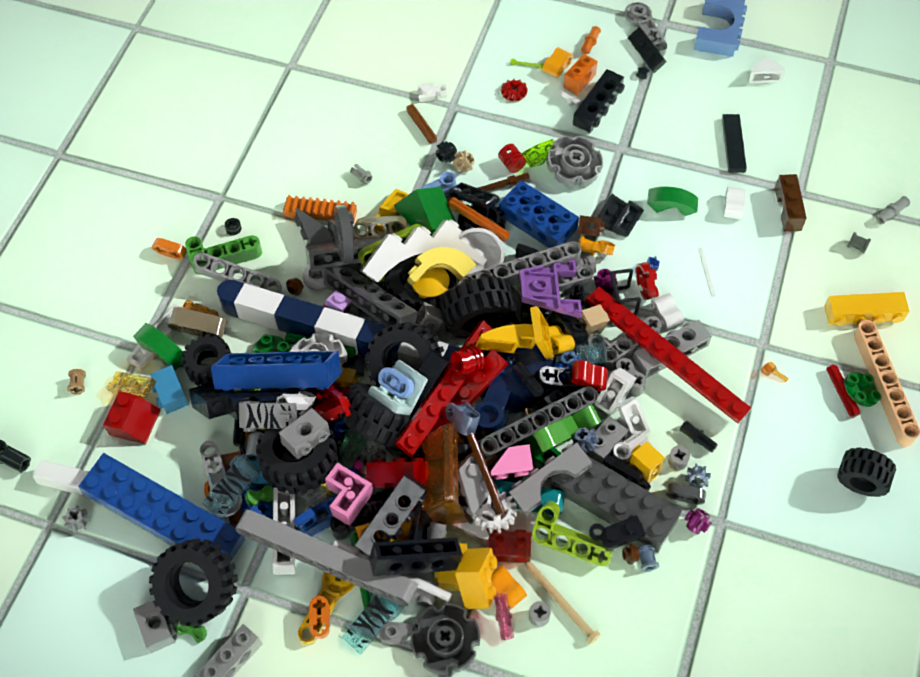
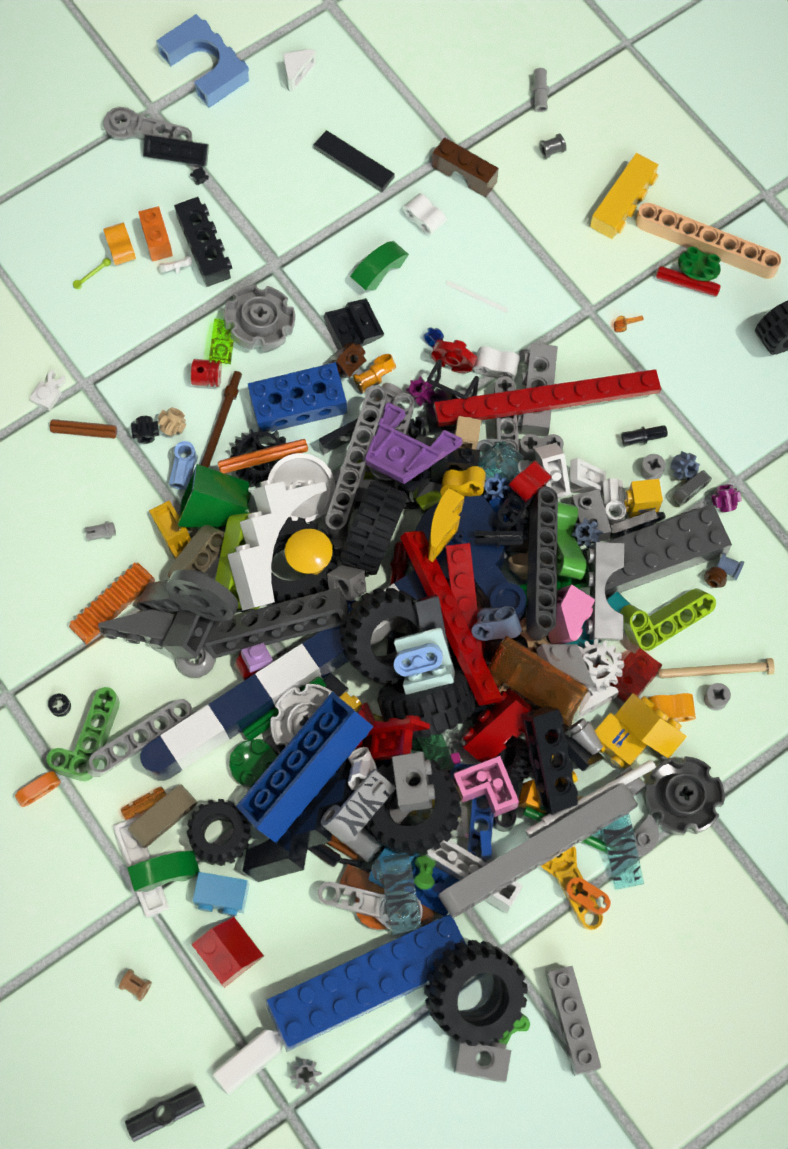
camera: 55 degrees left, 10 degrees up
(131, 384) = (188, 928): clear yellow plate -> none
(294, 286) = (191, 688): reddish brown plate -> none
(415, 556) = (603, 765): black brick -> none
(442, 257) = (294, 532): light yellow arch -> none
(467, 360) = (446, 575): red piece -> none
(474, 195) = (228, 440): black tile -> none
(485, 473) = (567, 644): reddish brown bar -> none
(503, 616) = (701, 729): clear pink pin -> none
(513, 95) = (122, 316): red gear -> none
(541, 333) = (462, 489): yellow tile -> none
(590, 40) = (116, 191): orange axle -> none
(618, 533) = (699, 573): black hinge -> none

